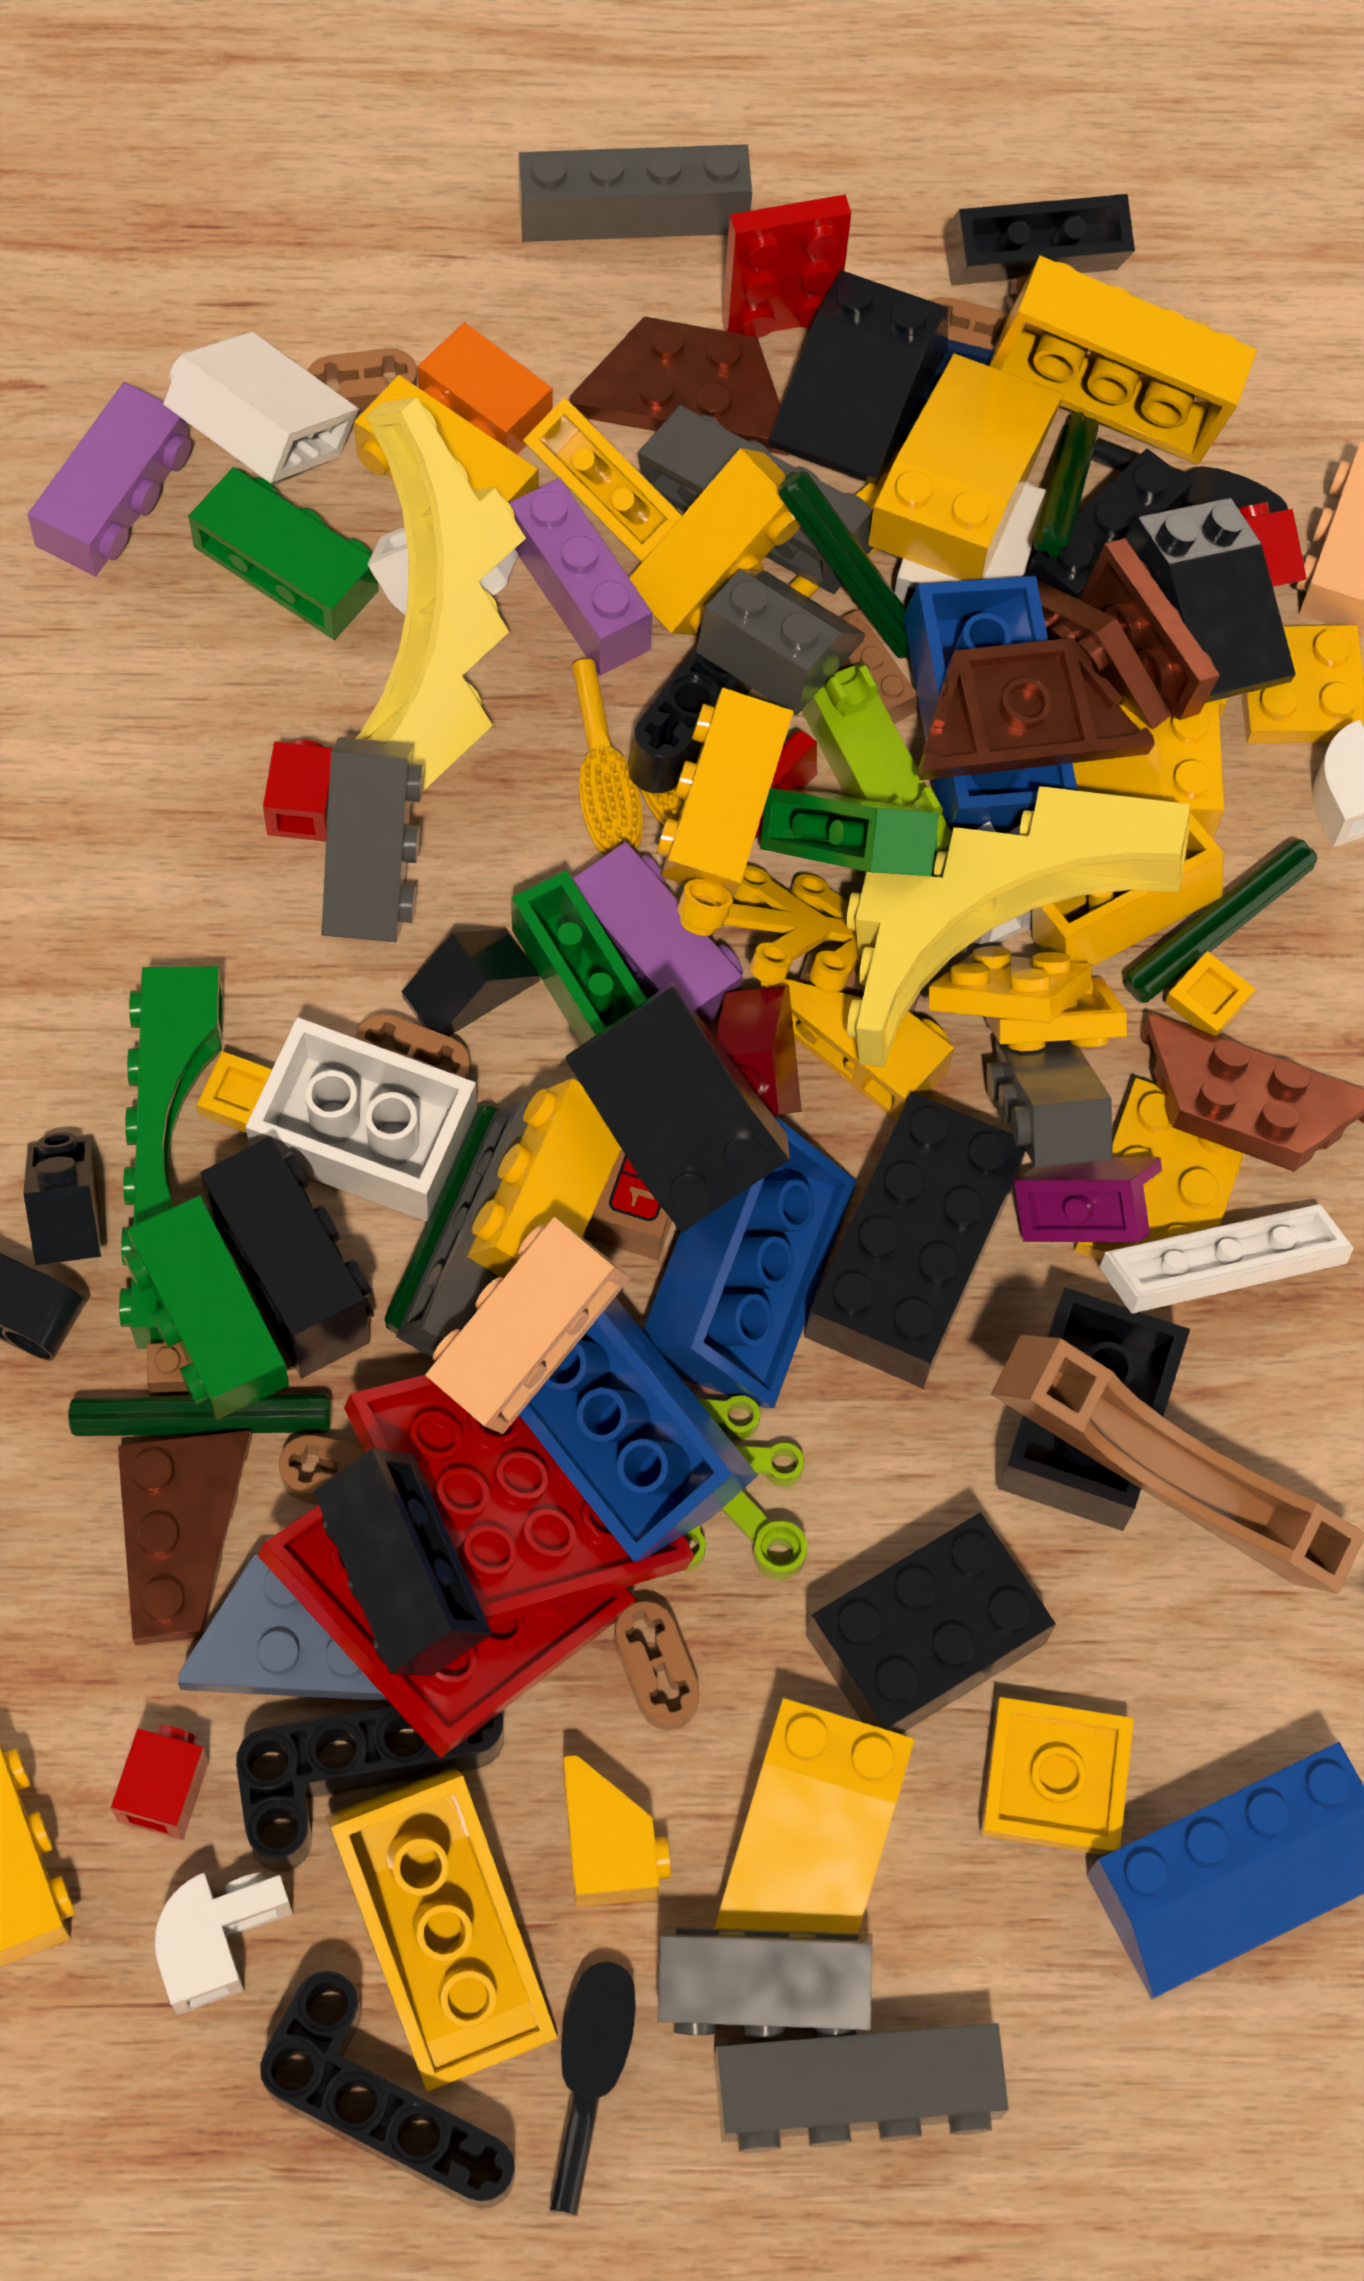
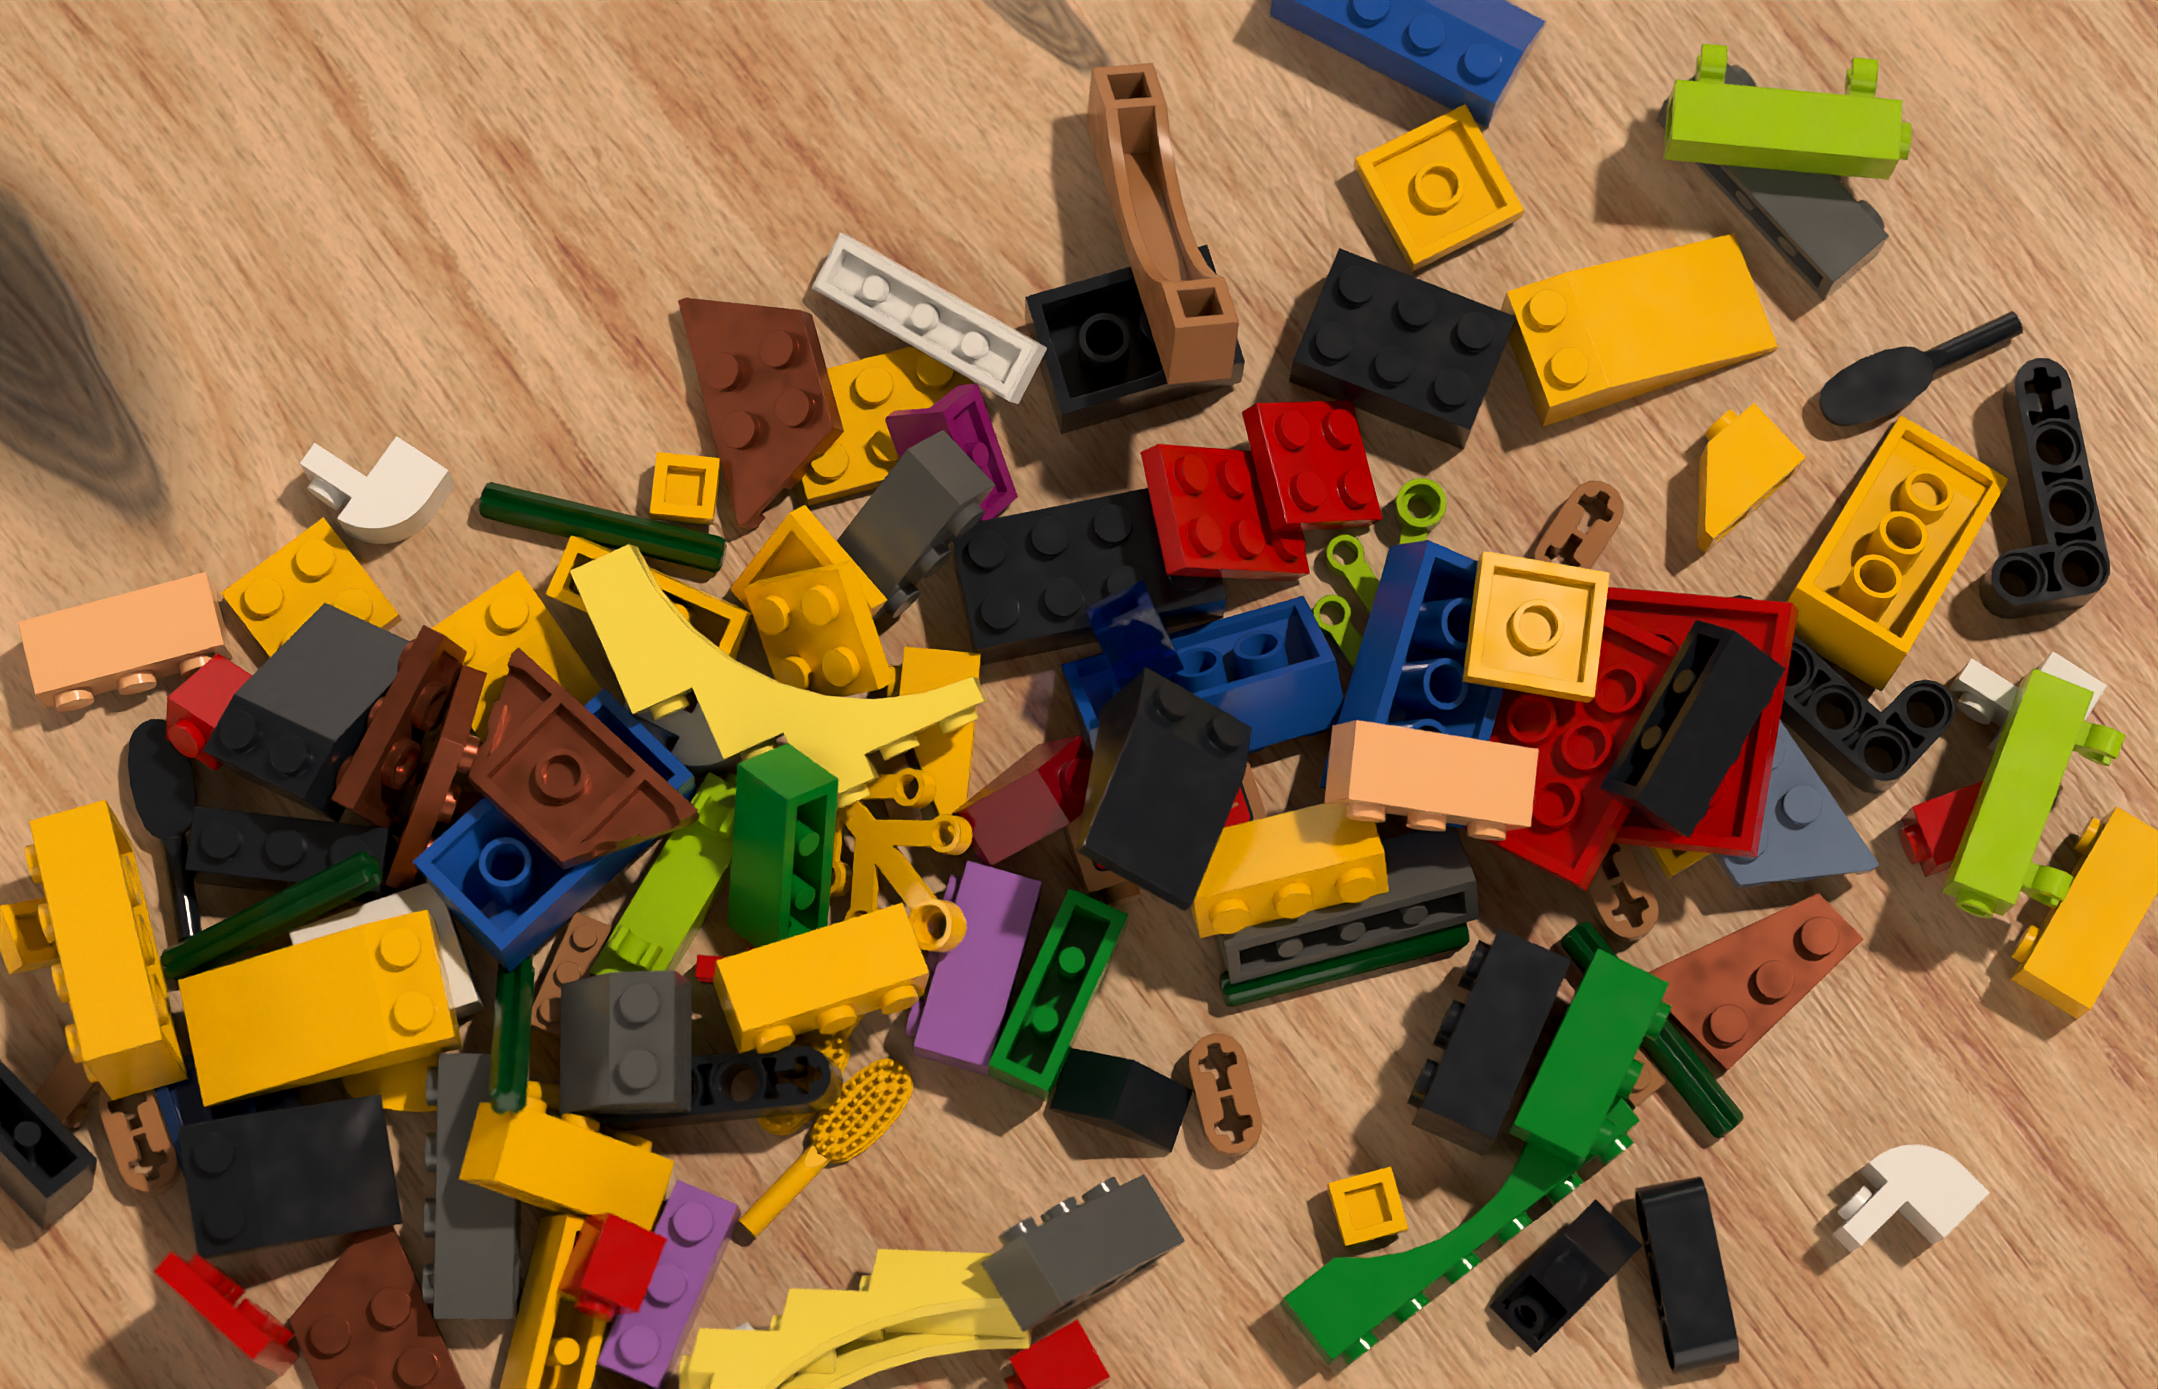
camera: 125 degrees left, 10 degrees up
(137, 1831) = (2018, 796): none -> lime brick
(364, 1117) = (1323, 1078): white brick -> none
(592, 1514) = (1536, 627): none -> yellow plate
(619, 514) = (611, 1266): none -> red brick
(764, 1981) = (1755, 286): brick -> none
(827, 1205) = (1133, 634): none -> clear blue brick
(877, 1475) = (1311, 465): none -> red plate
(884, 1360) = (1216, 516): none -> red plate
(890, 2098) = (1783, 126): none -> lime brick

